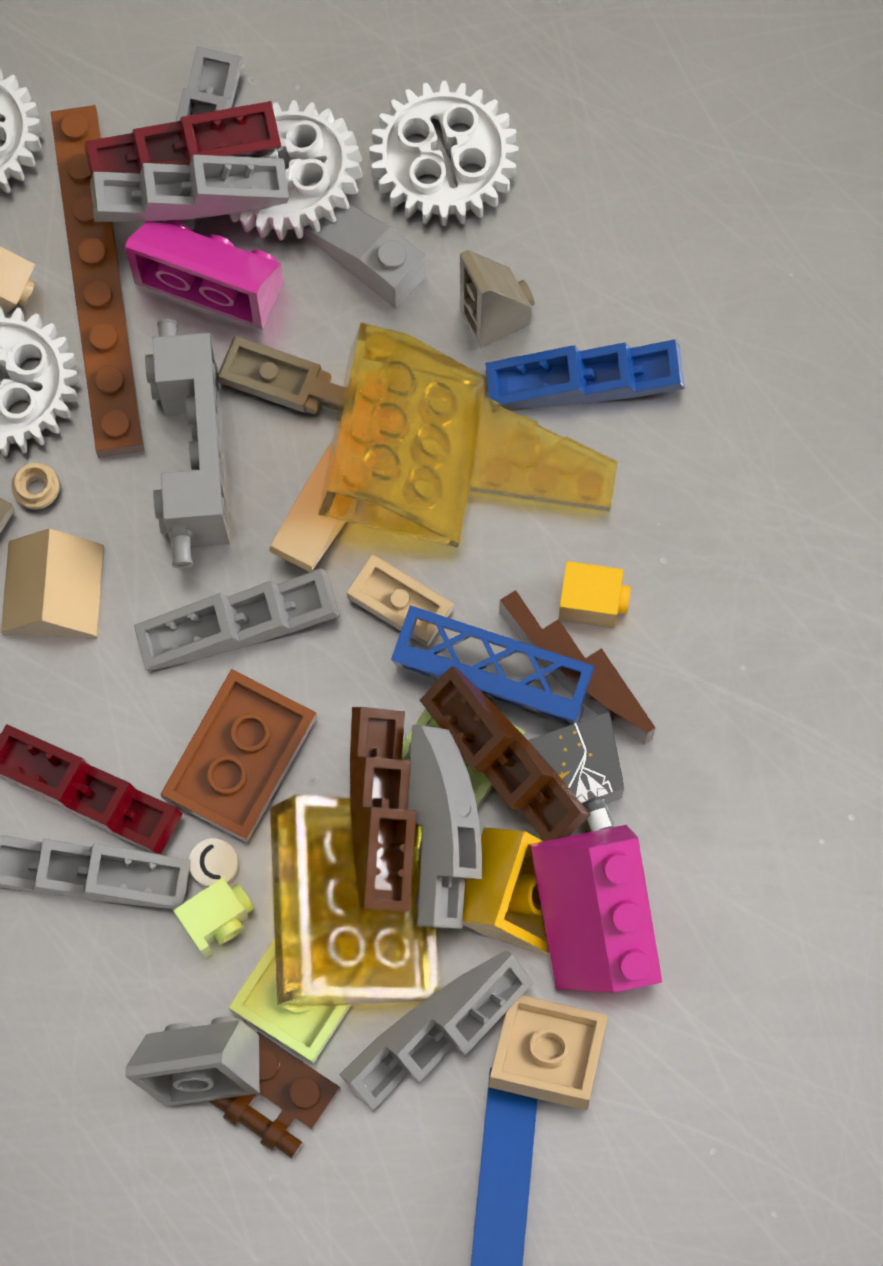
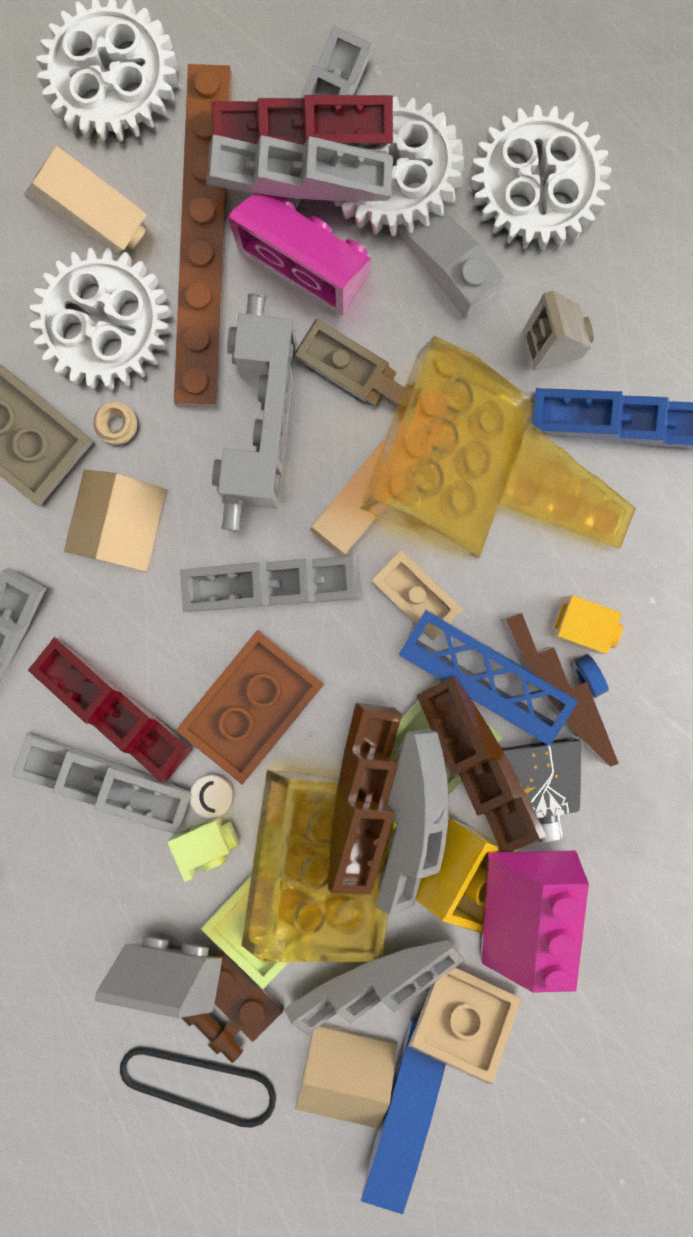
camera: 10 degrees right, 15 degrees up
(259, 1174) = (207, 1065): none -> black piece
(427, 1152) = (347, 1076): none -> tan slope
(604, 638) = (588, 671): none -> blue tile

